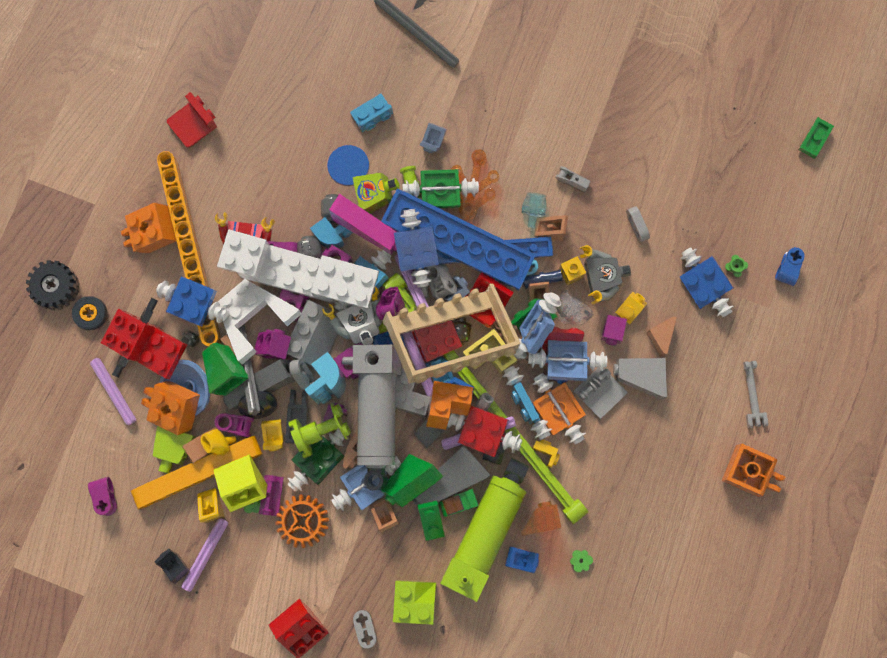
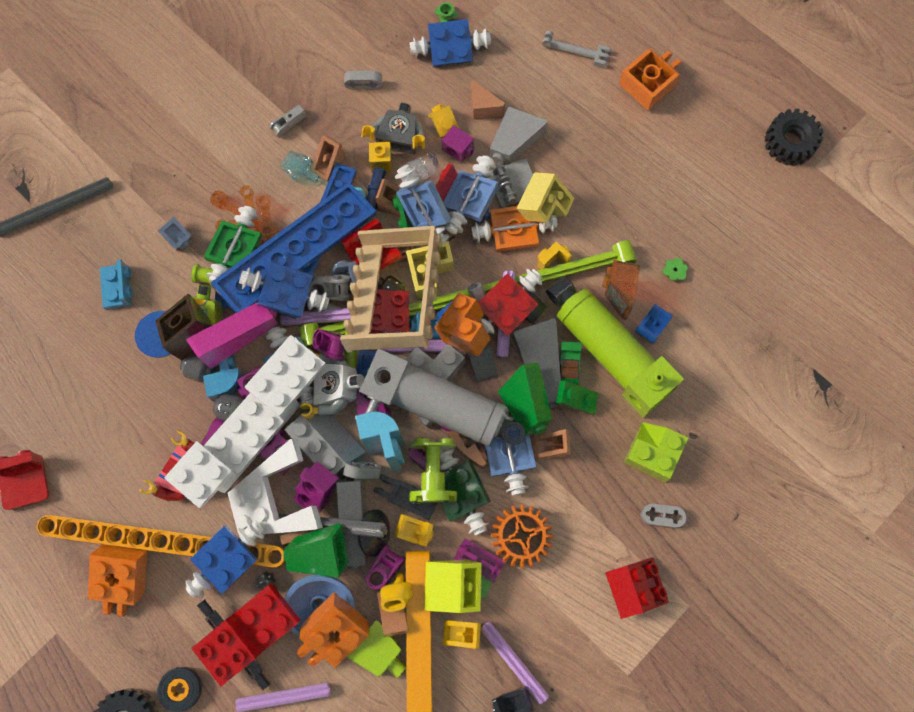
camera: 65 degrees left, 5 degrees down
(355, 183) = (179, 324): none -> dark brown slope
(527, 409) = (496, 253): plate -> none
(591, 422) = (545, 197): none -> light yellow brick
(767, 620) = (798, 124): none -> black tyre

